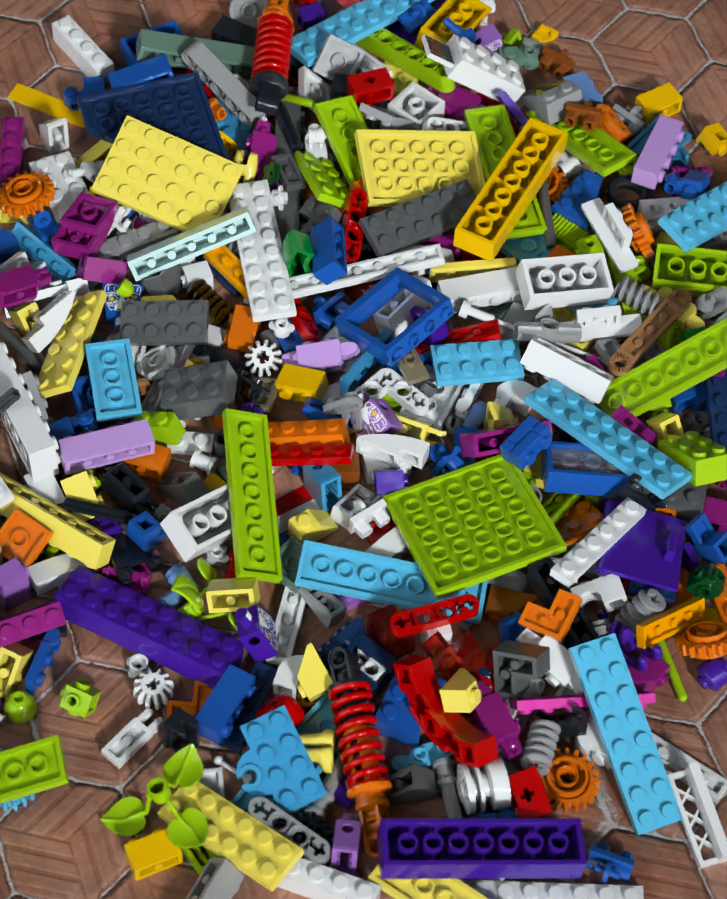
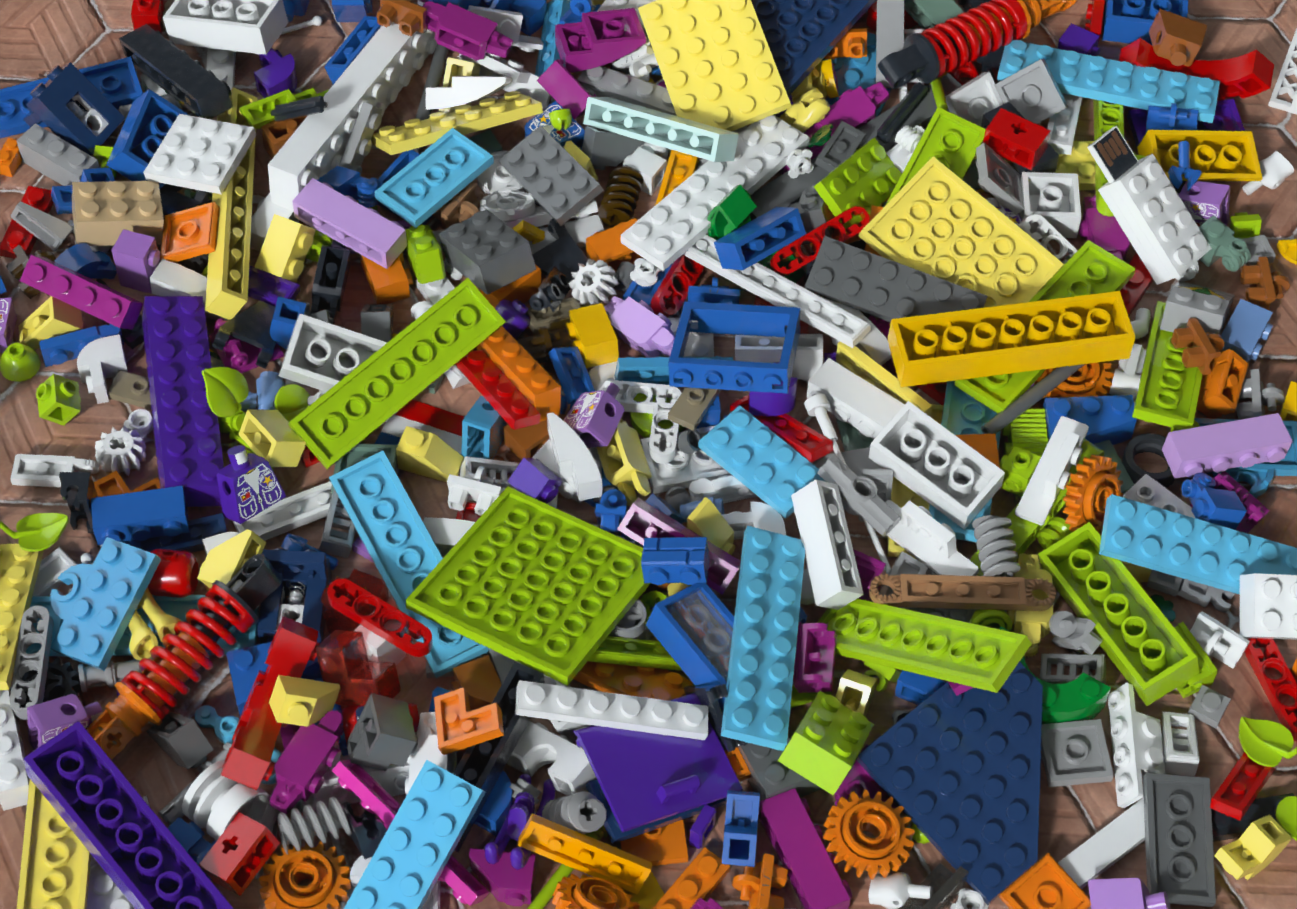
camera: 55 degrees right, 0 degrees up
(69, 658) = (100, 361): none -> white brick
(97, 510) = (275, 266): black axle -> none
(105, 654) = (130, 389): none -> dark tan plate
(288, 409) = (541, 344): none -> dark brown hips
(320, 636) = (297, 543): none -> blue bar
(348, 404) = (583, 377): light grey bracket -> none
(511, 107) = (1143, 278): dark purple tile -> none
(706, 581) = (673, 858): dark green brick -> none

